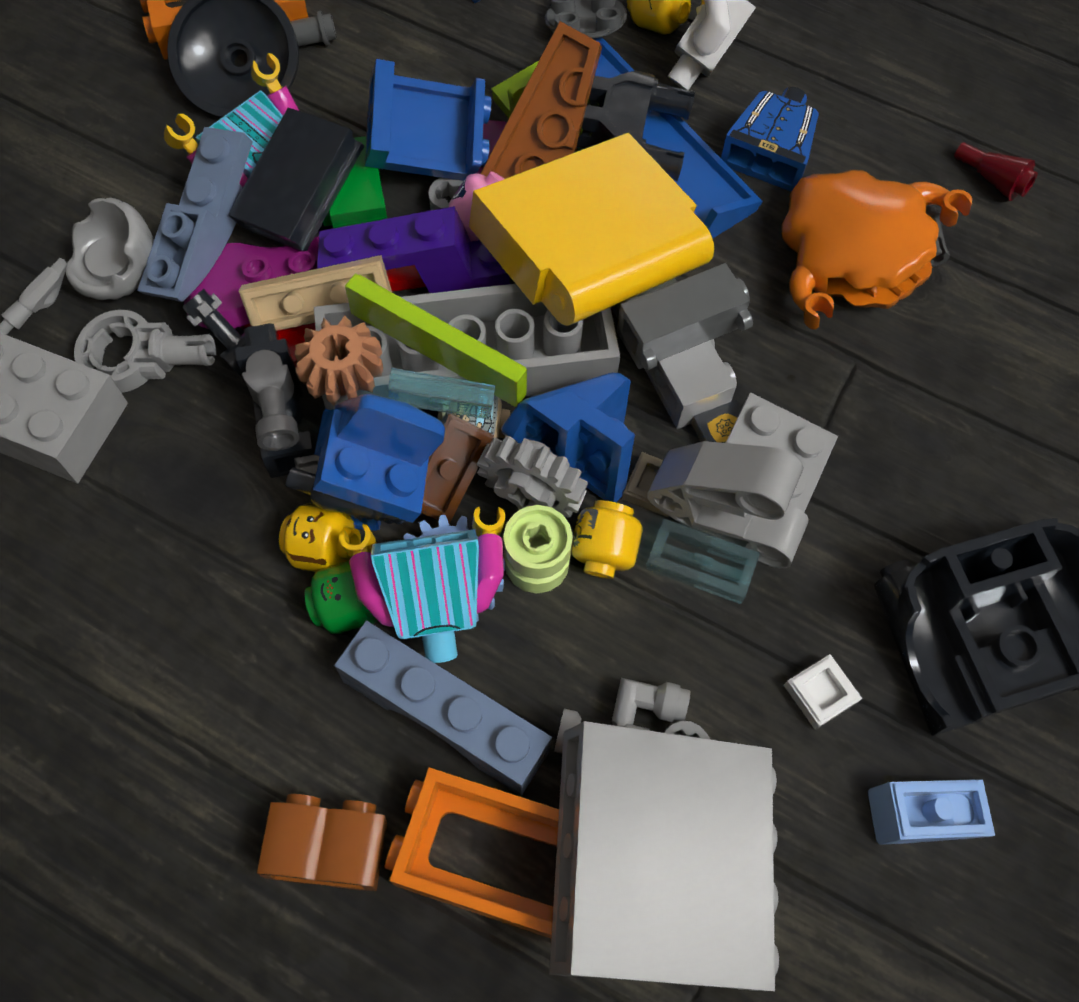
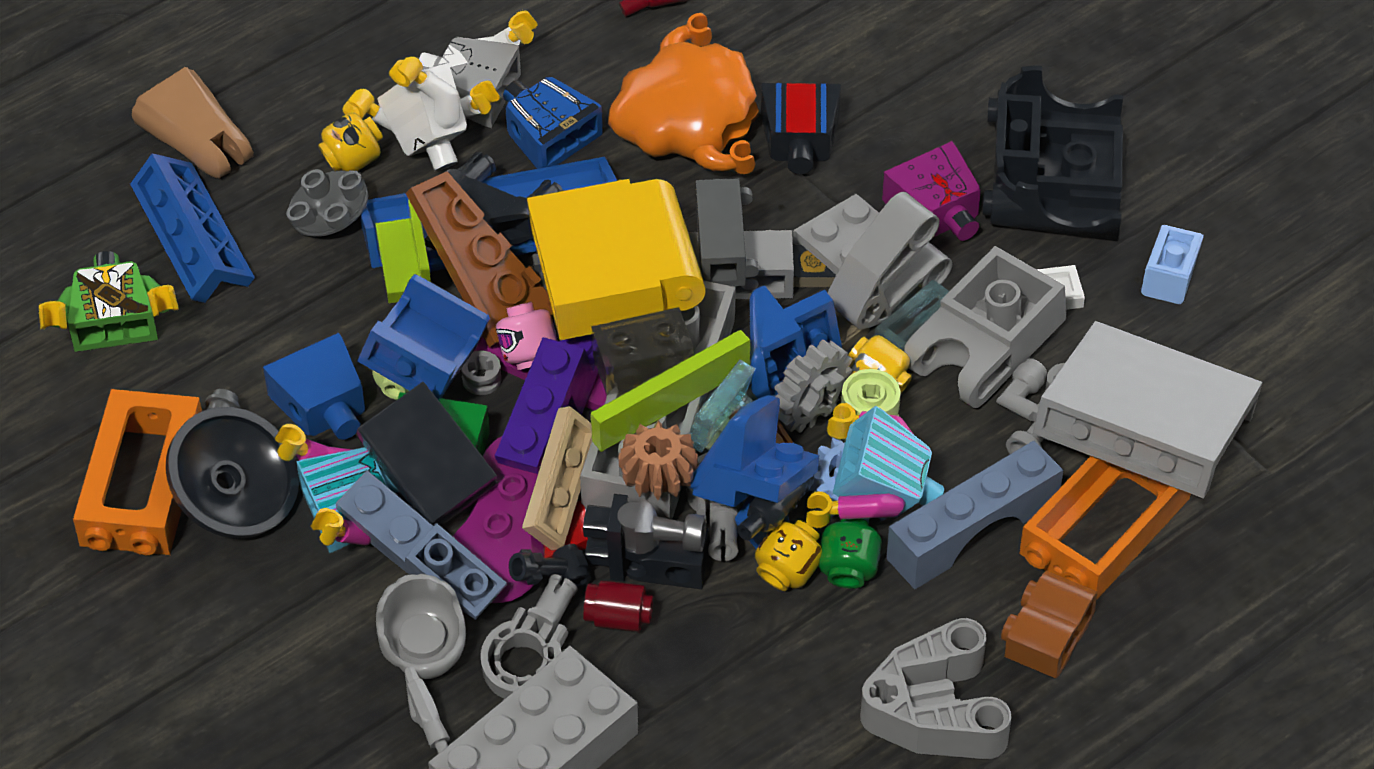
camera: 65 degrees left, 15 degrees down
(139, 772) = (914, 698): none -> light grey connector
(203, 406) = (617, 605): none -> dark red brick
(349, 76) = (318, 388): none -> blue torso
(476, 294) = (639, 348): none -> clear smoke brick
(698, 630) = (989, 324): none -> light grey brick
(800, 57) = (485, 67): none -> torso
(881, 513) = (940, 184): none -> magenta torso
(902, 350) = (800, 122): none -> black torso

